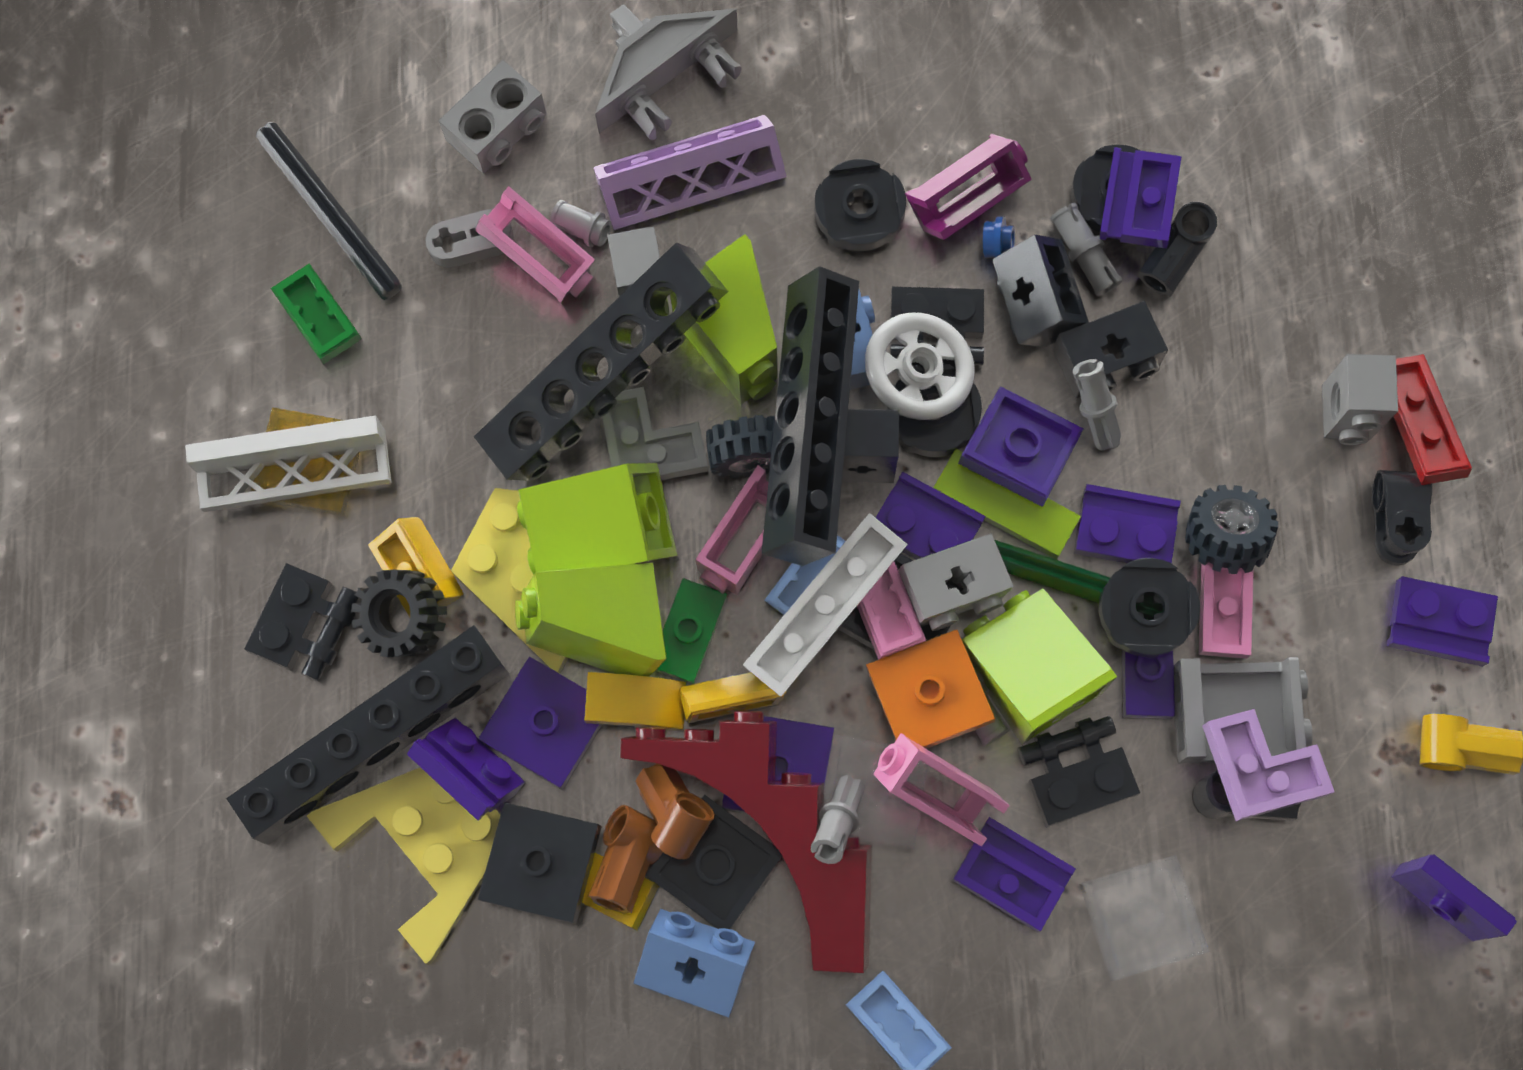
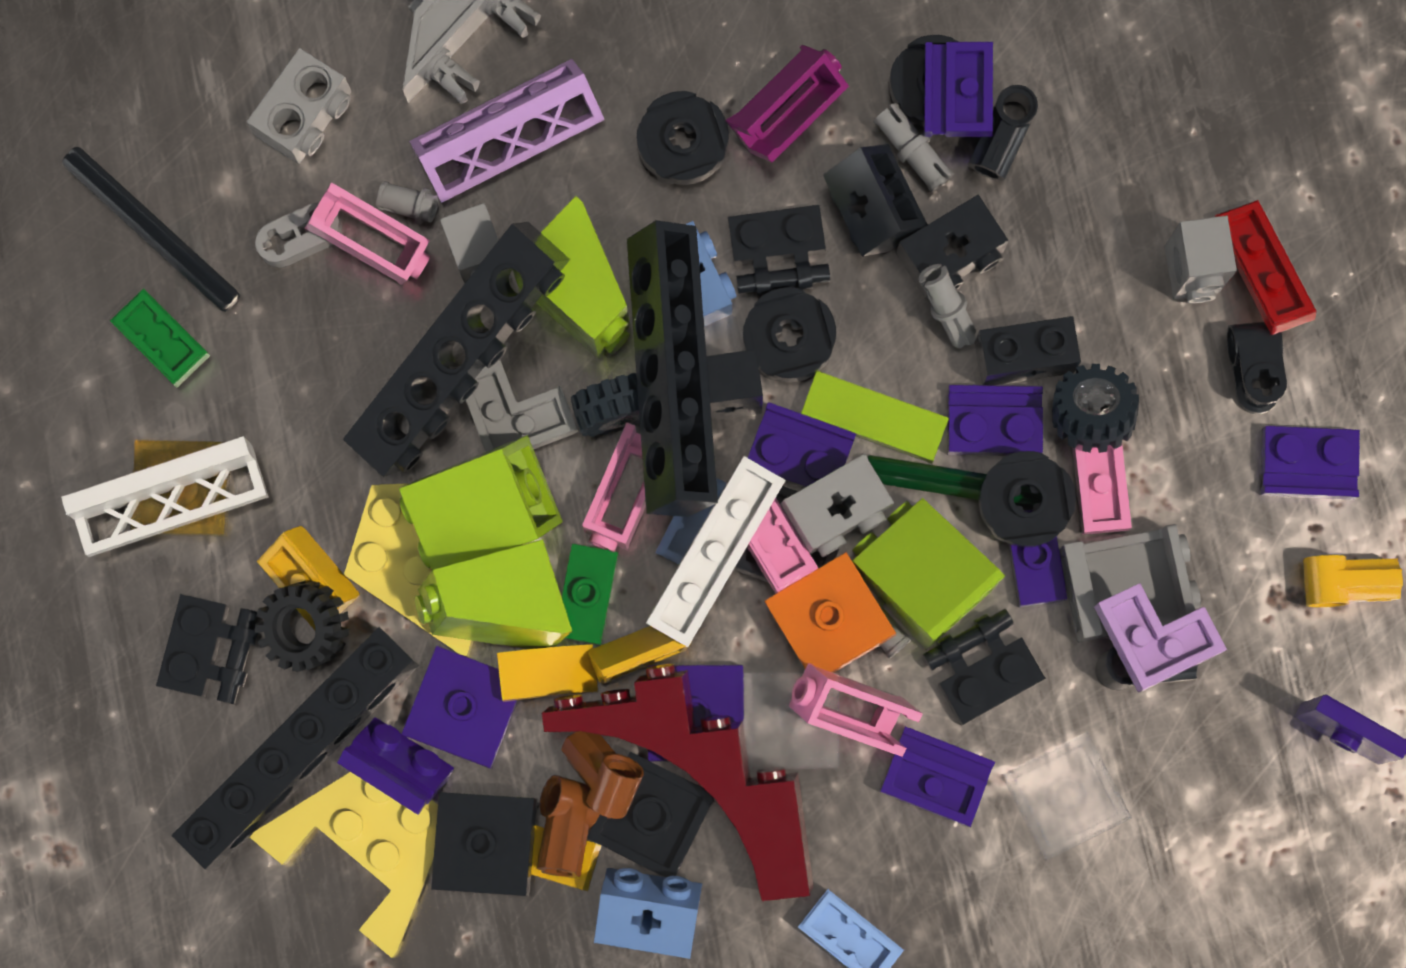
camera: 10 degrees left, 5 degrees up
(838, 820) = (762, 756): light grey axle -> none
(949, 346) = (794, 270): white plate -> none
(997, 237) = (825, 150): blue plate -> none
(1020, 446) = (880, 357): dark purple plate -> none
(1170, 462) = (1027, 351): none -> black brick

